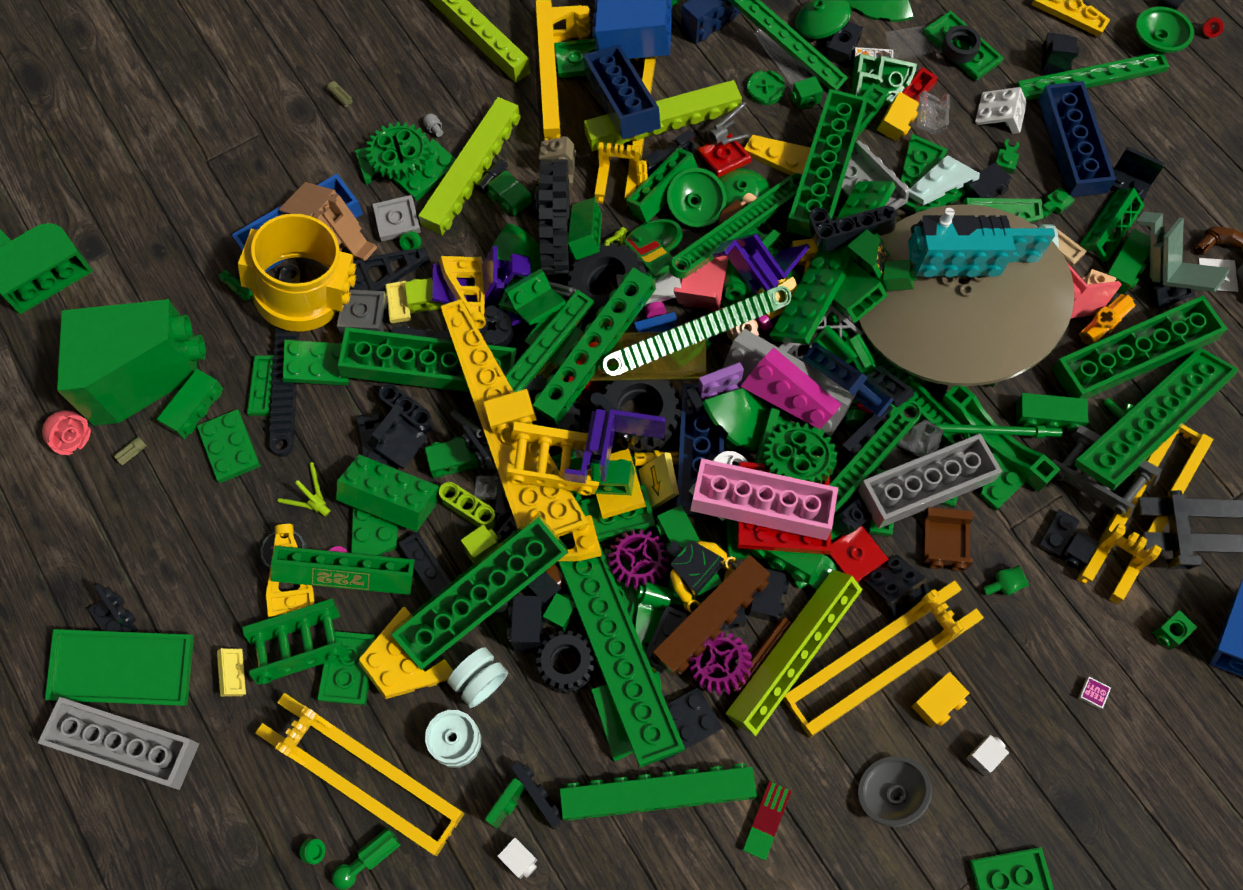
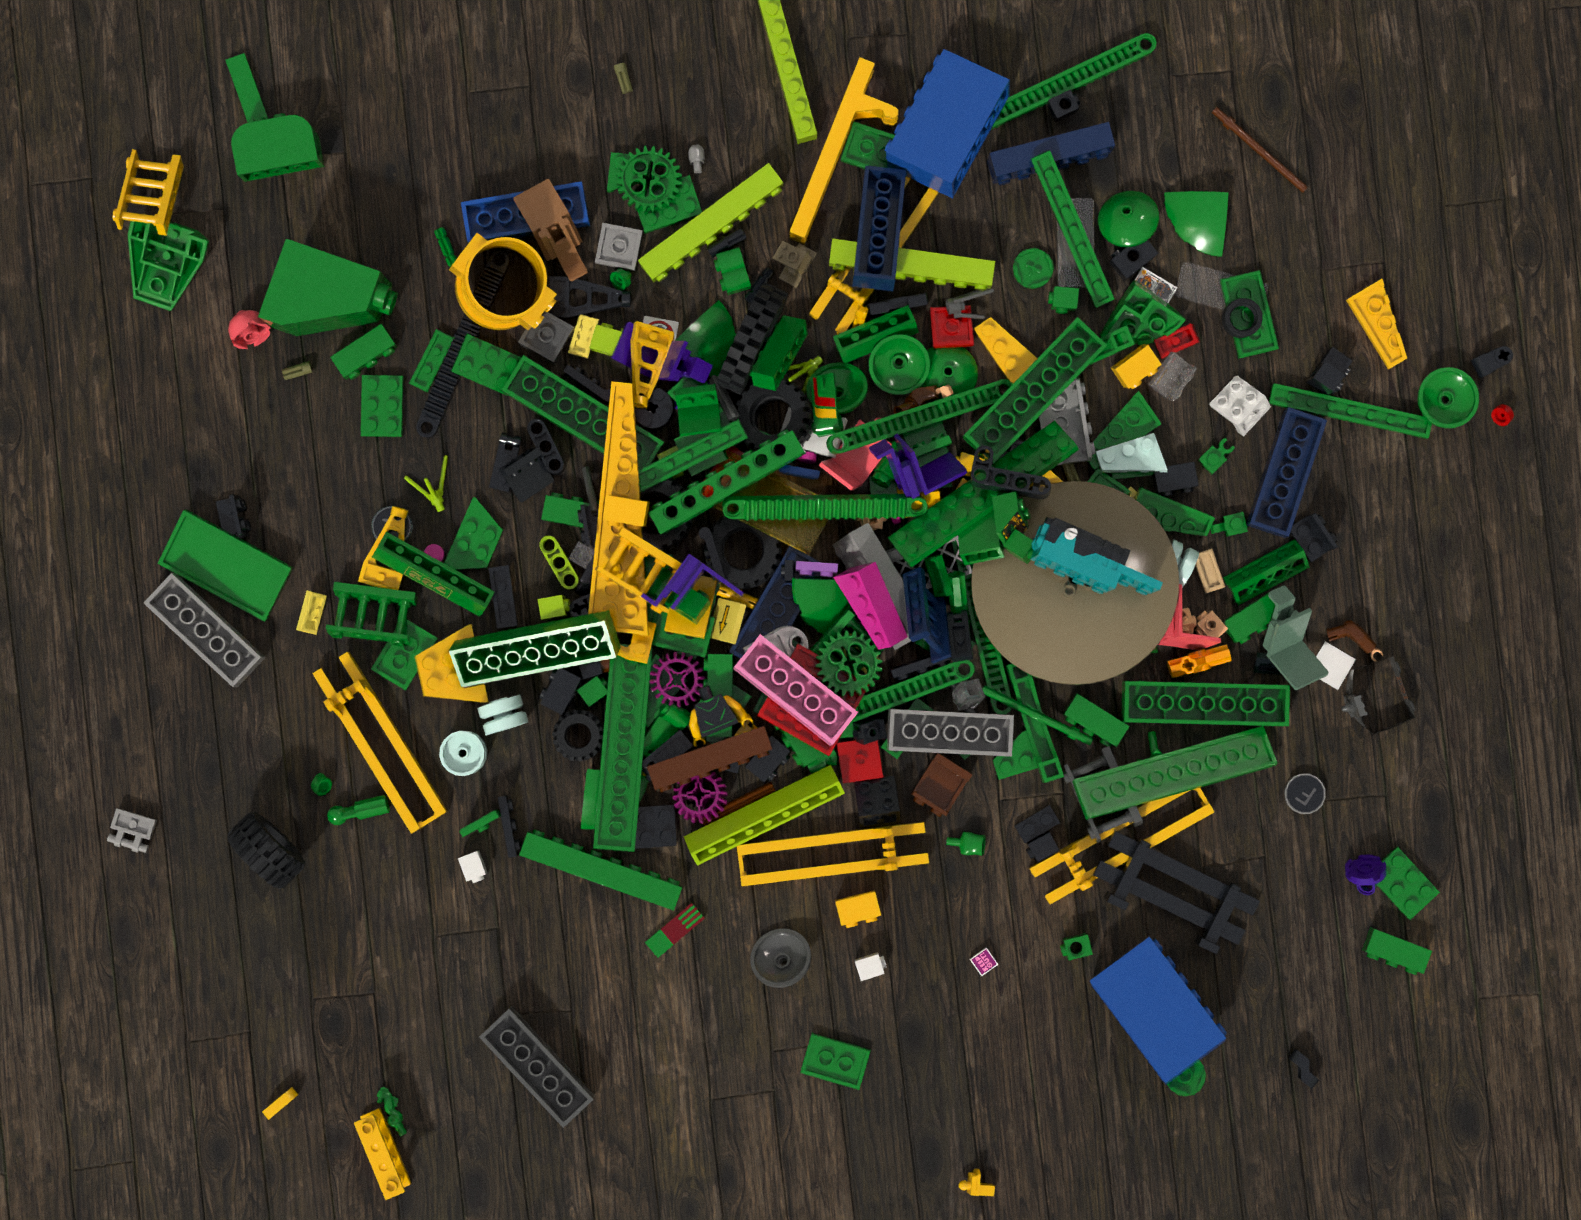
camera: 25 degrees right, 20 degrees up
(387, 493) = (497, 521): green brick -> none

